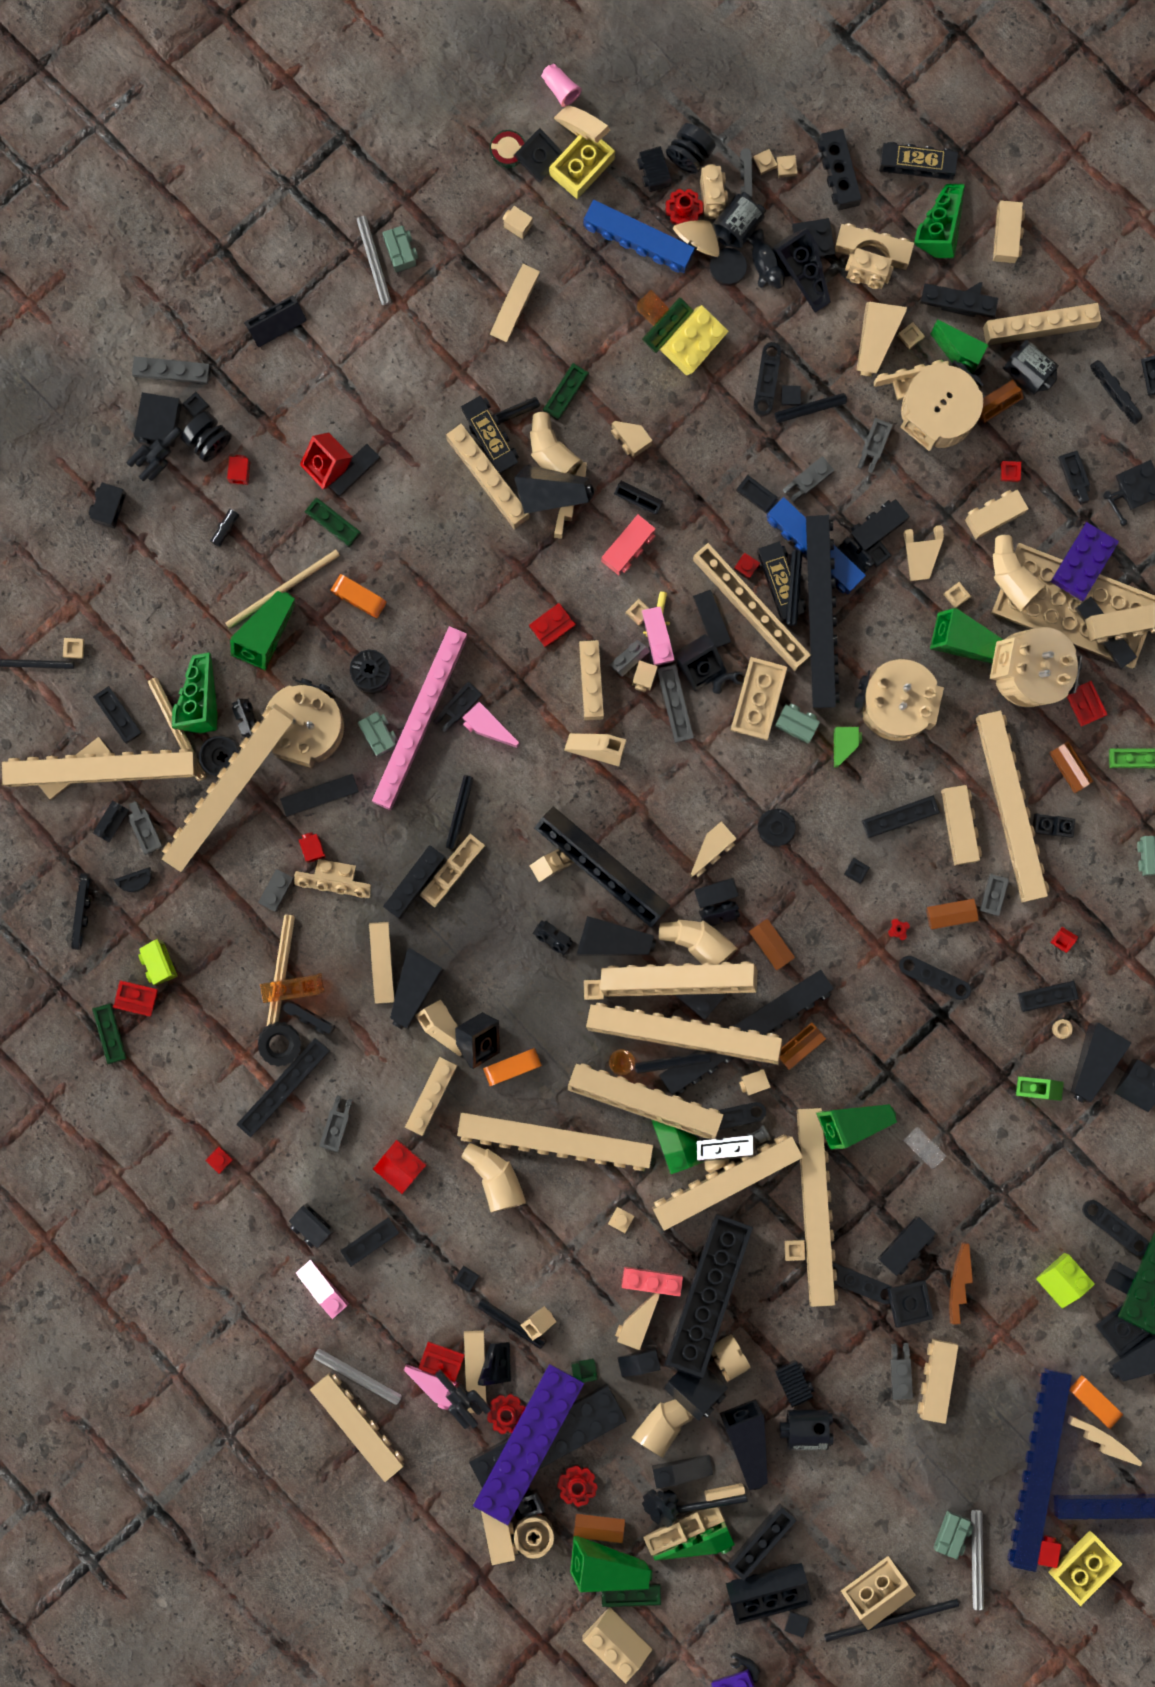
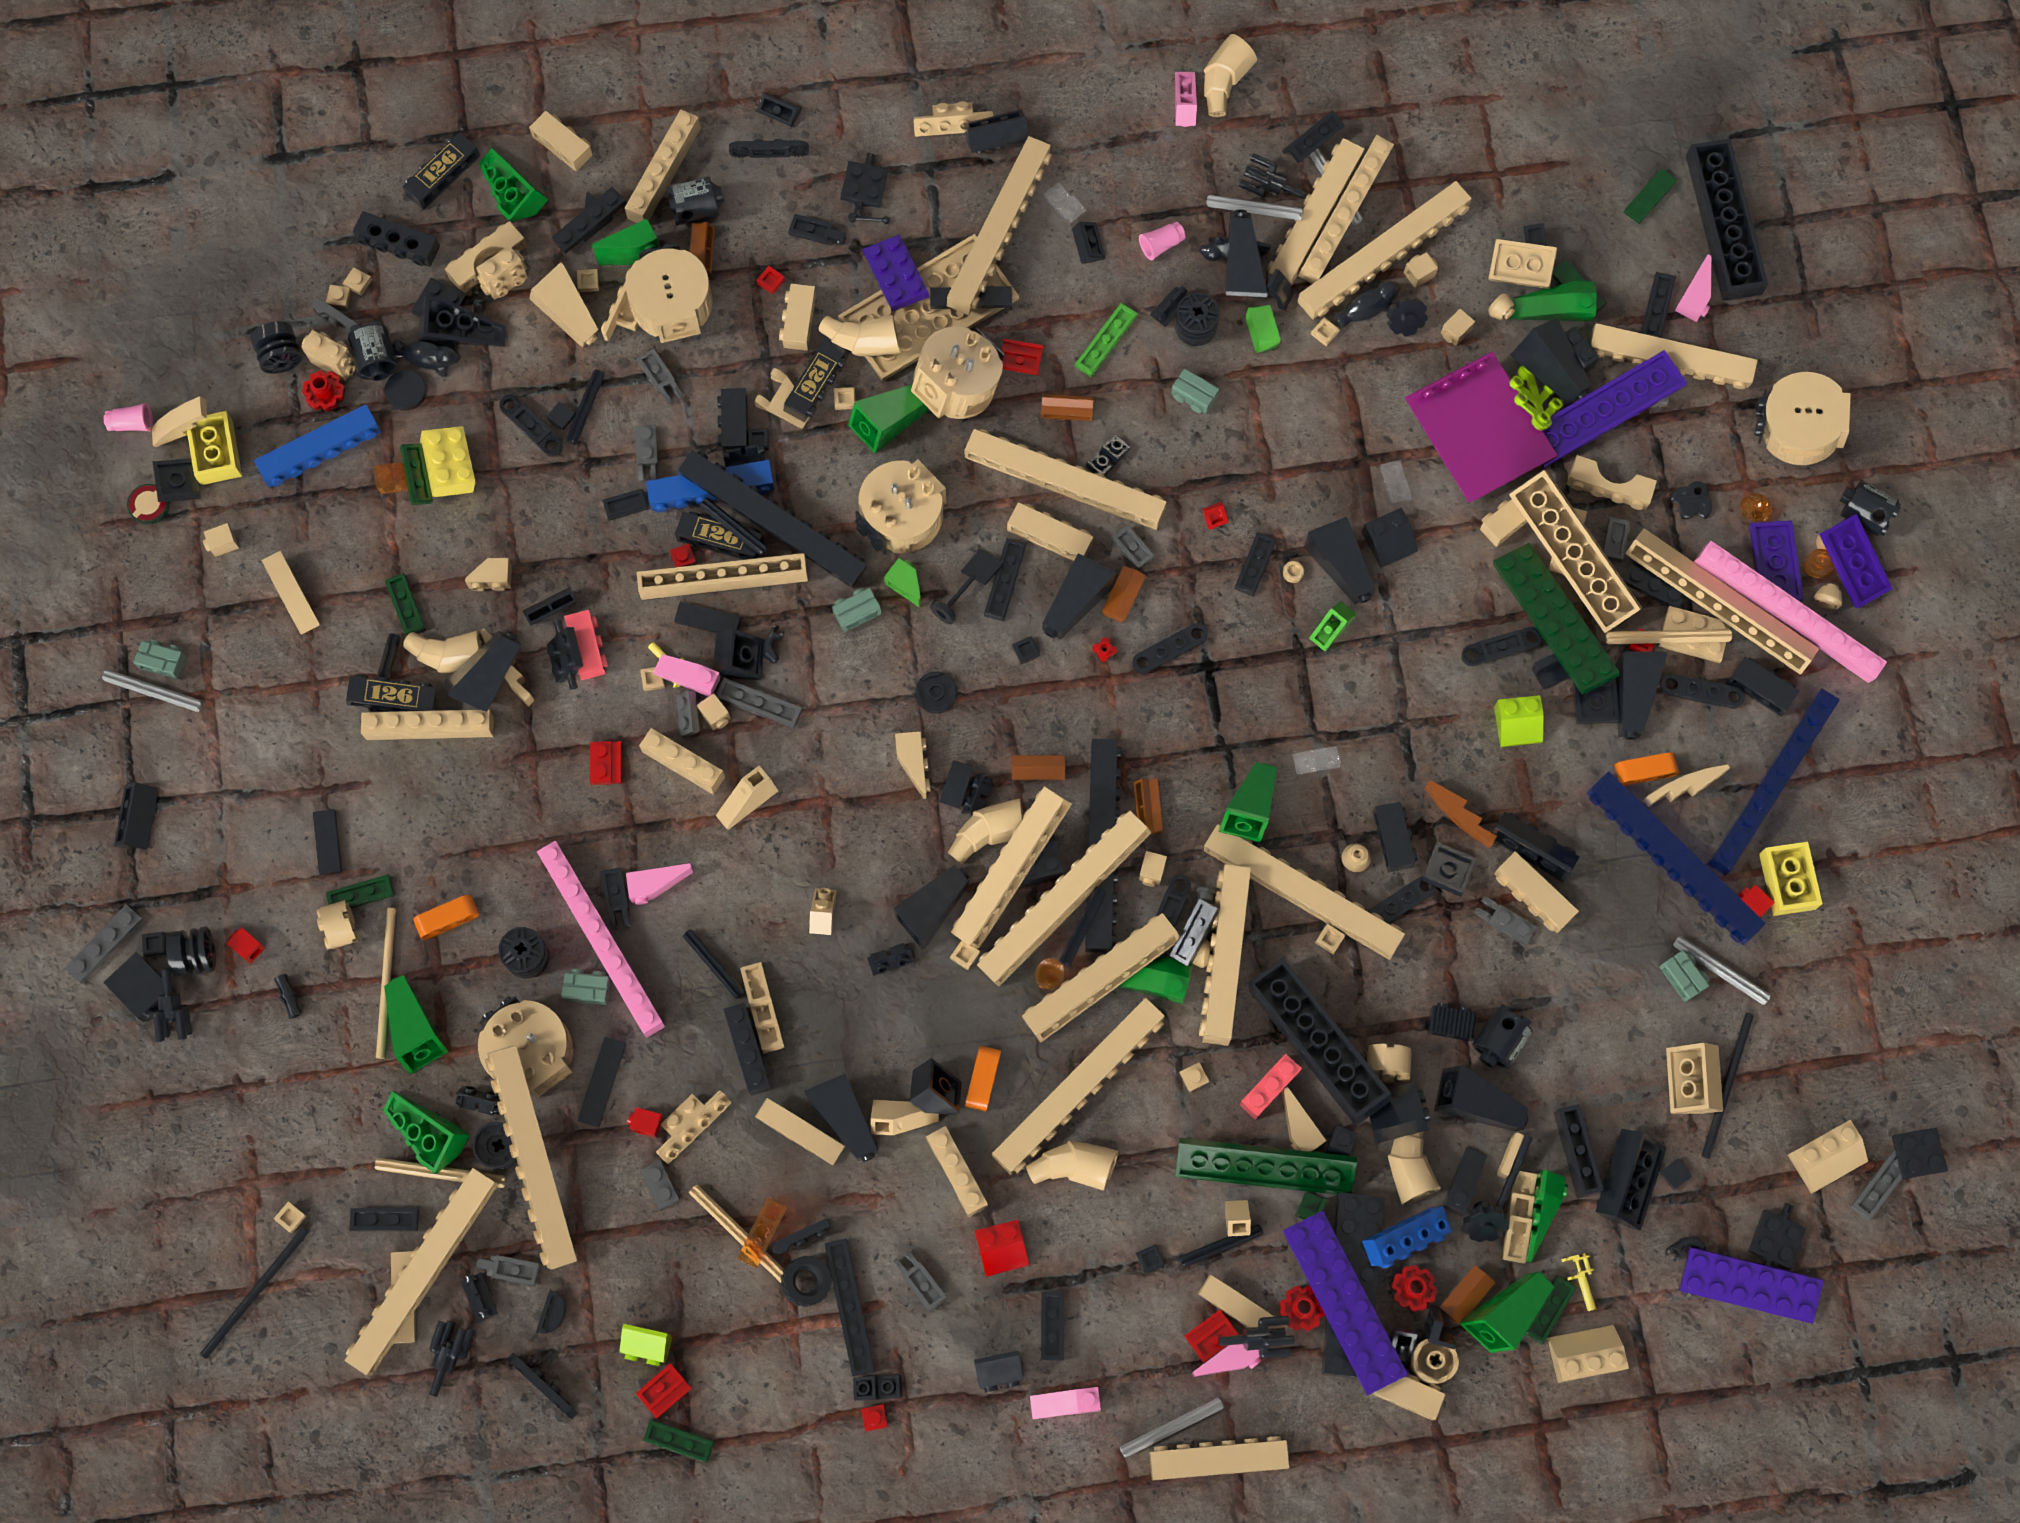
camera: 50 degrees left, 10 degrees down
(58, 829) = (448, 1352): none -> black plant
(107, 505) = (182, 1090): black brick -> none
(241, 1147) = (877, 1387): none -> black slope
(297, 524) = (337, 924): none -> tan brick
(325, 459) = (298, 858): red slope -> none
(496, 1365) = (1250, 1285): black wing -> none
(555, 1526) = (1436, 1331): none -> black panel
(589, 1318) = (1265, 1166): none -> dark green plate
(602, 866) = (858, 868): black brick -> none
(609, 536) = (564, 655): none -> black plate
(609, 1457) = (1407, 1236): none -> blue brick
(654, 168) = (269, 391): black brick -> none
(669, 1605) = (1583, 1279): none -> light yellow piece
(699, 234) = (359, 392): tan brick -> none
(758, 698) = (809, 627): tan plate -> none
(867, 1223) = (1356, 857): none -> tan cone
(896, 792) = (979, 568): none -> black piece
(926, 880) = (1081, 590): none -> black slope
(954, 563) = (815, 380): none -> black brick
(973, 1357) = (1535, 847): none -> black slope

